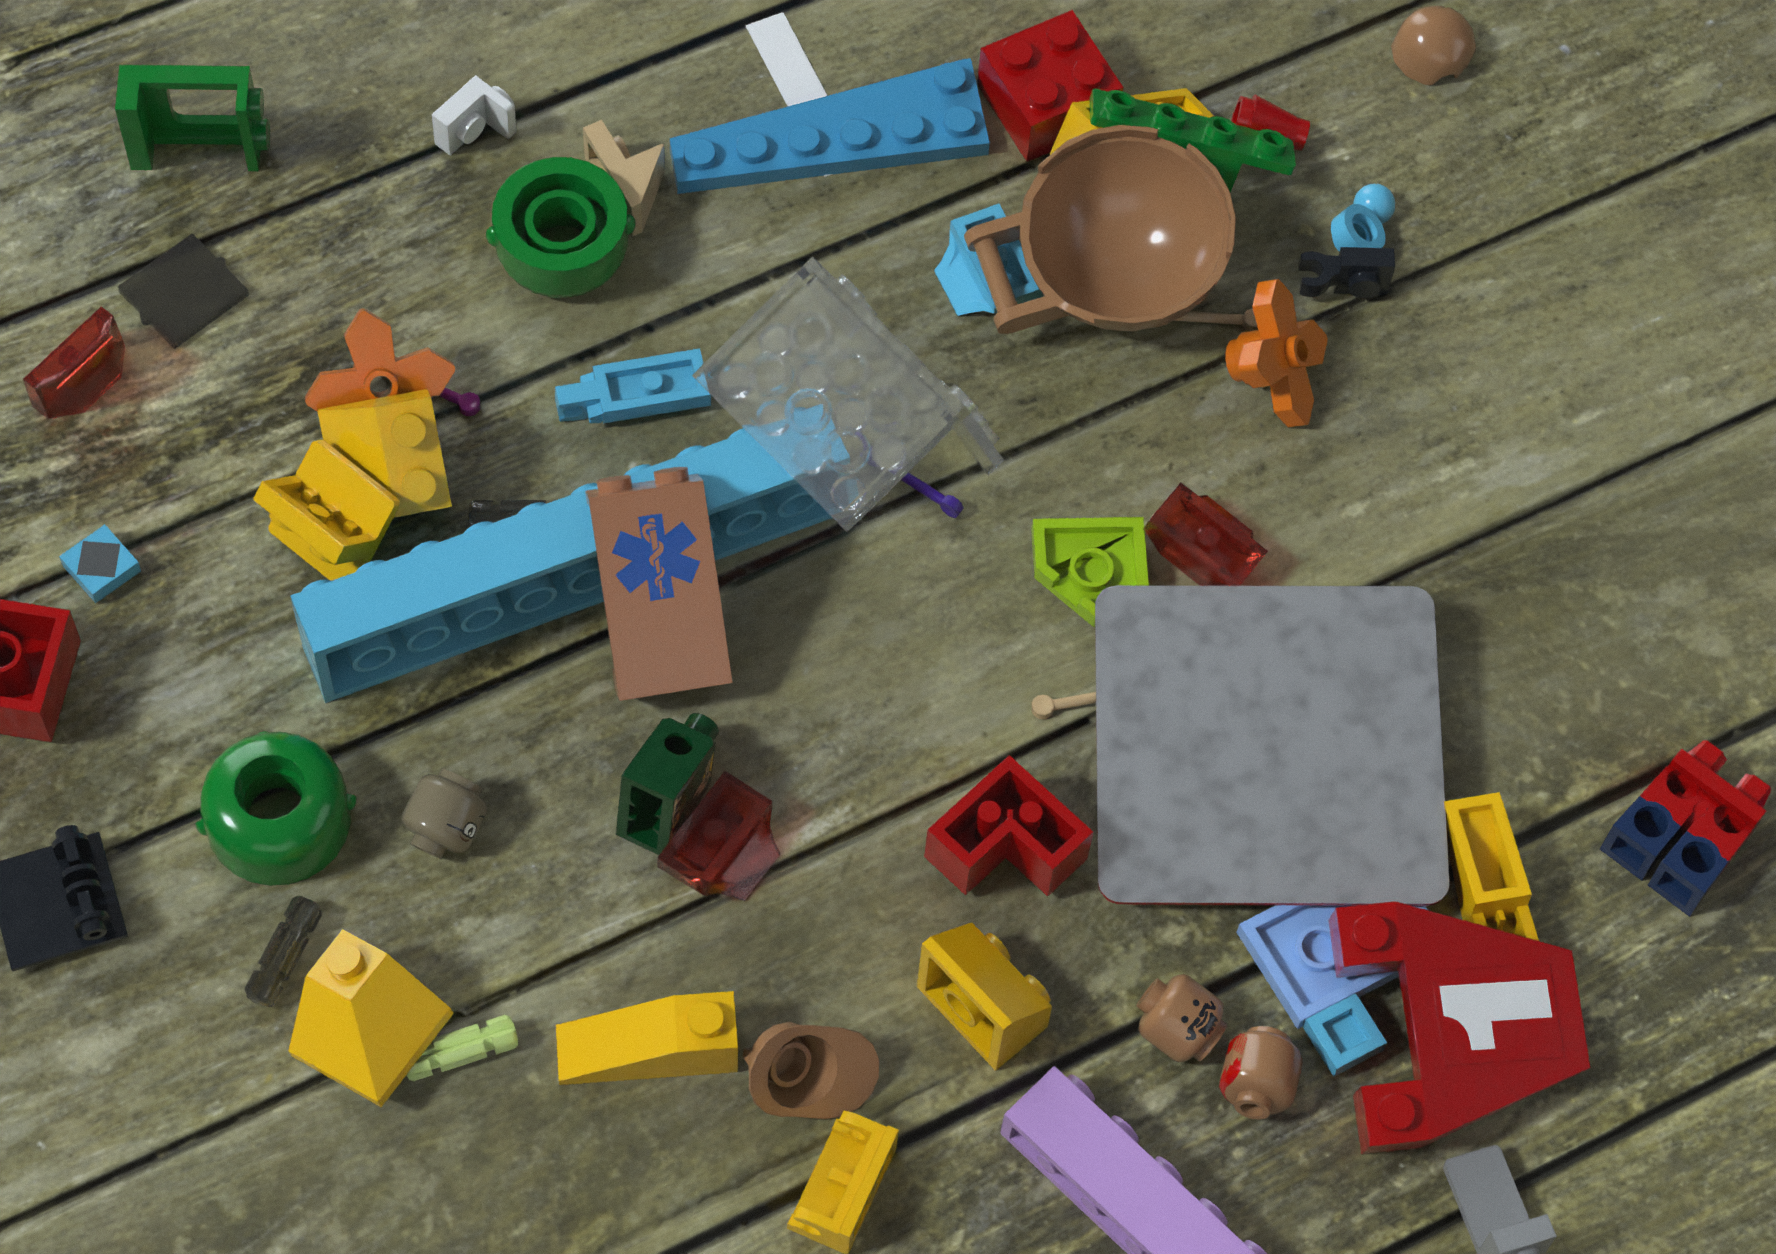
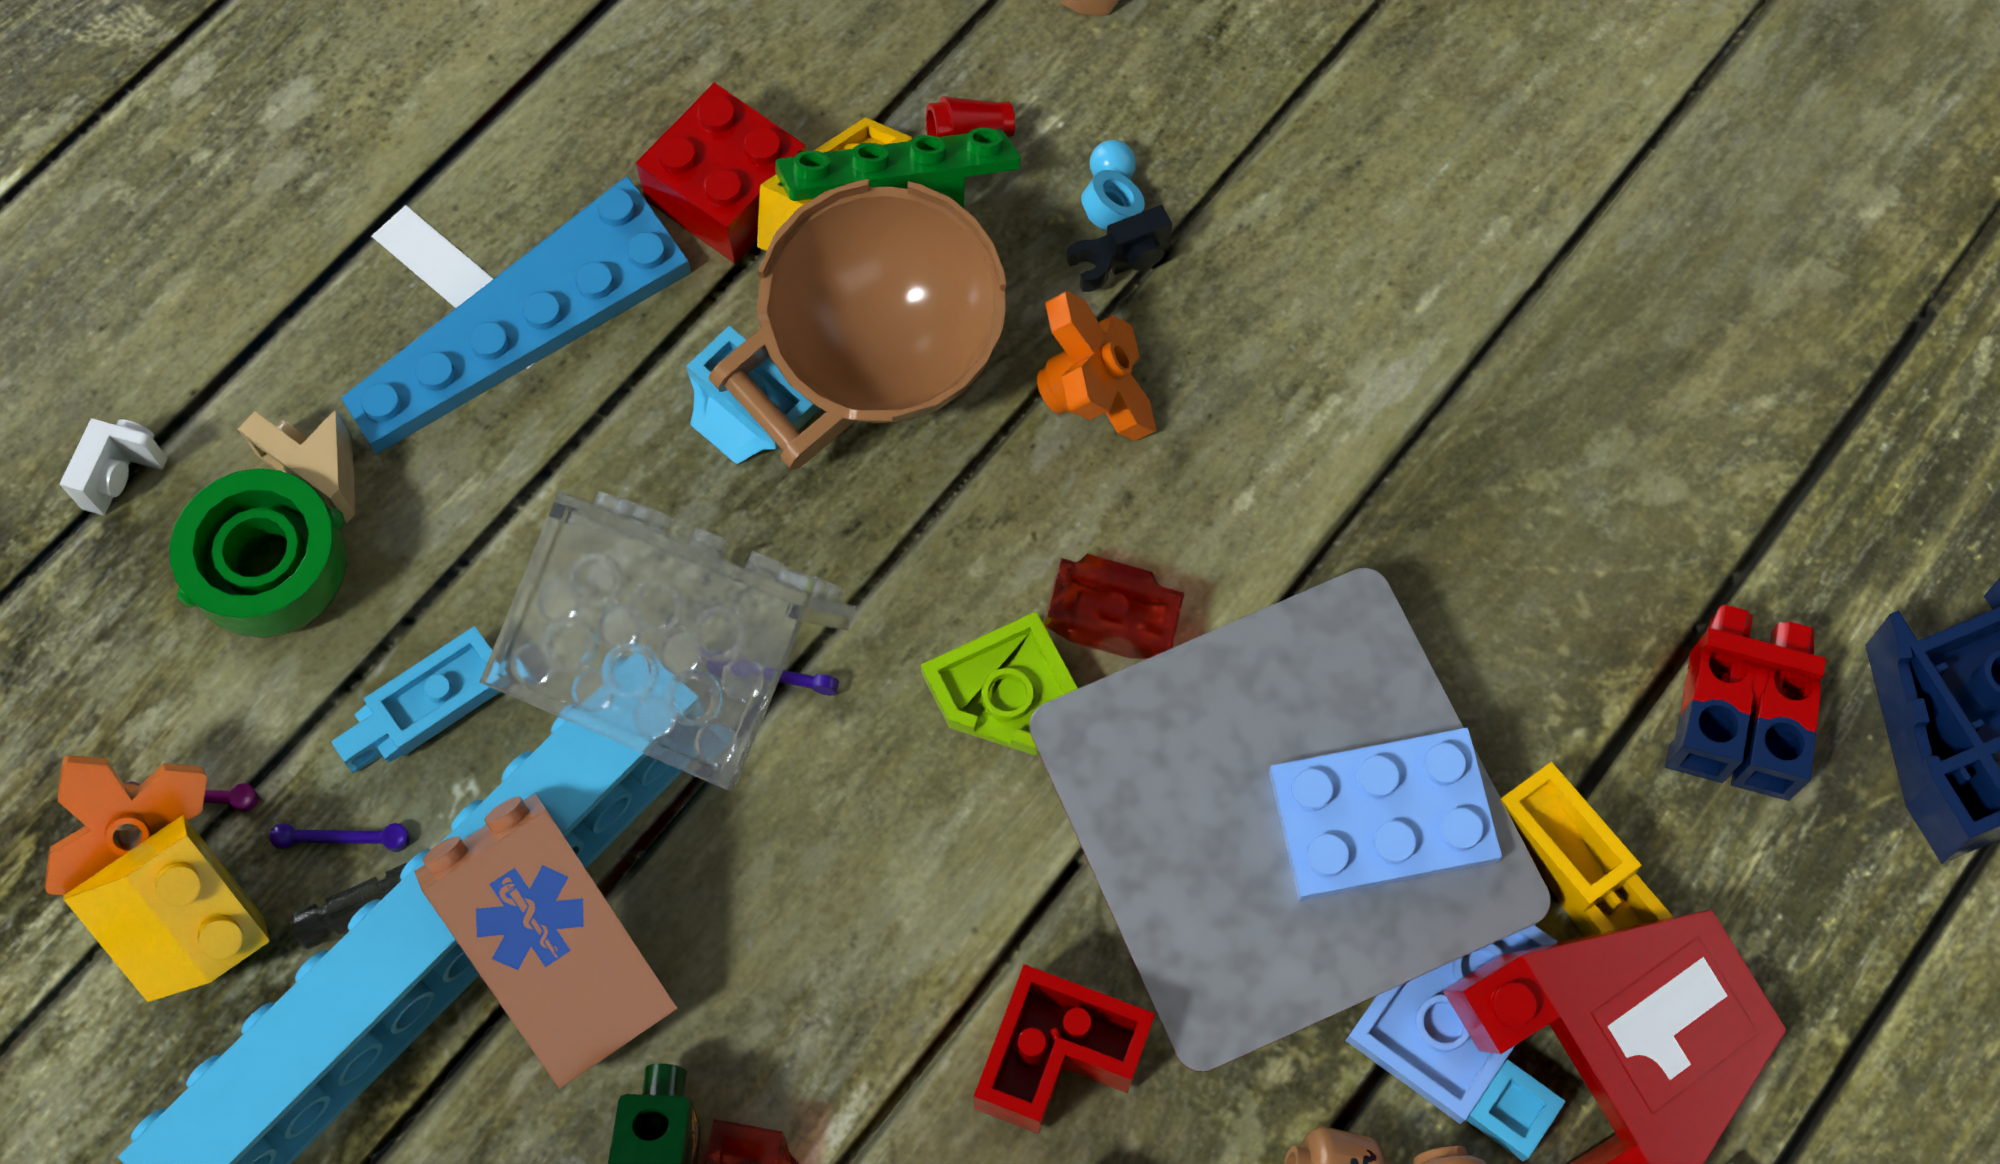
camera: 20 degrees left, 5 degrees up
(328, 511) = (127, 1011): yellow bracket -> none
(570, 478) = (393, 836): none -> dark purple hinge
(1044, 705) = (1024, 869): tan hinge -> none
(1247, 319) = (1043, 341): tan hinge -> none
(1344, 773) = (1384, 814): none -> light blue plate

